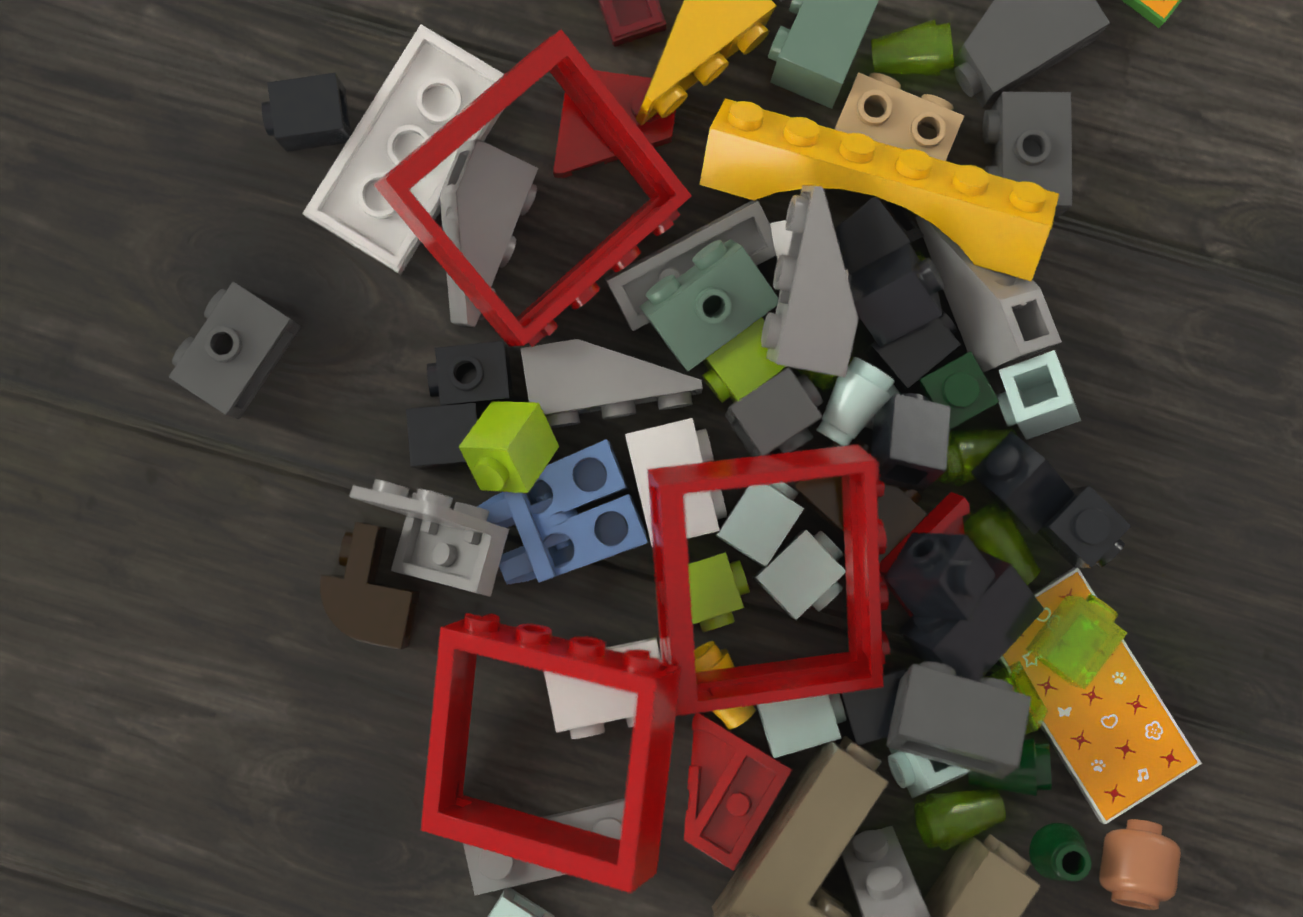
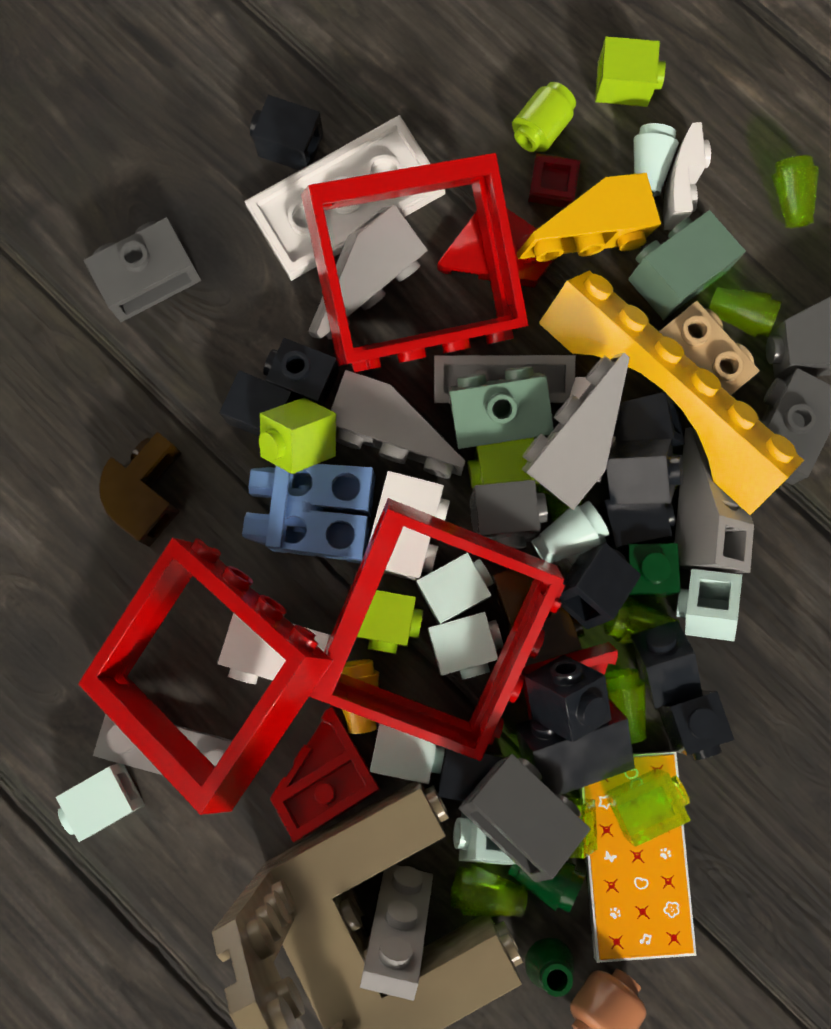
camera: 25 degrees right, 5 degrees down
(440, 542) = (212, 480): light grey bracket -> none

